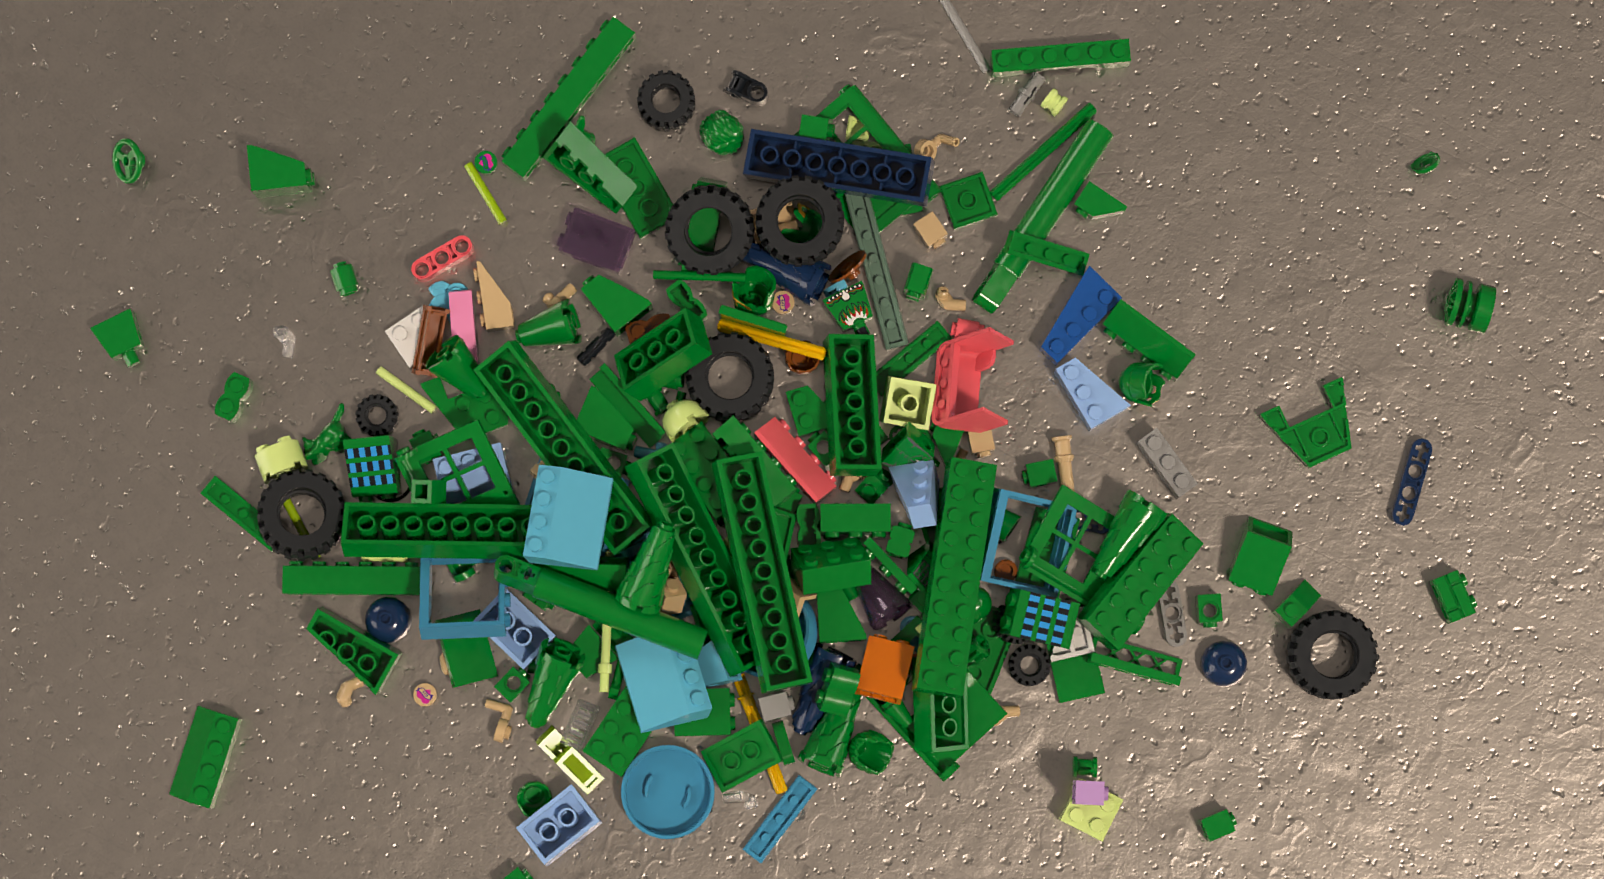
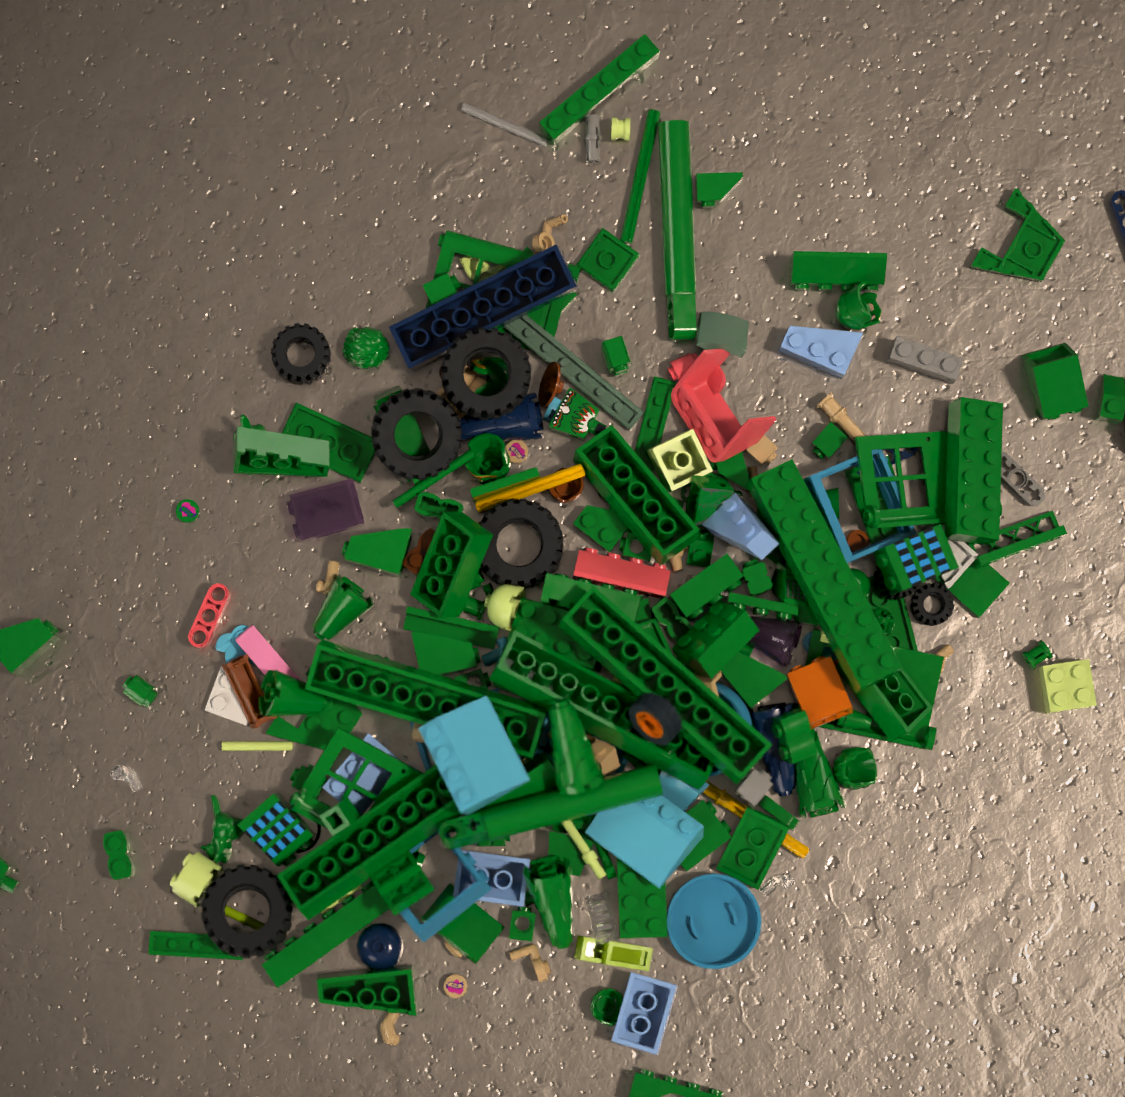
camera: 40 degrees left, 0 degrees up
(377, 401) = (234, 784): black tyre -> none
(438, 579) = (401, 883): none -> green slope
(485, 193) = (204, 536): lime bar -> none
(496, 307) = (282, 623): tan slope -> none
(568, 98) = (218, 409): green brick -> none
(595, 346) = (388, 597): black axle -> none
(733, 593) = (655, 718): none -> black wheel
(742, 87) = (358, 297): black piece -> none
(780, 819) = (820, 877): dark azure tile -> none
(930, 231) = (596, 306): tan brick -> none
(947, 302) = (651, 355): tan arm -> none
(1017, 324) = (722, 332): none -> sand green slope
(1046, 252) = (704, 256): green plate -> none
(1083, 311) = (768, 280): blue wedge -> none
(1089, 792) = (1060, 673): lavender brick -> none
(1128, 531) = (936, 437): green cone -> none
(1210, 599) = (1045, 444): green brick -> none
(1223, 663) = (1088, 490): dark blue cylinder -> none
(1470, 305) = (1081, 54): green wheel -> none

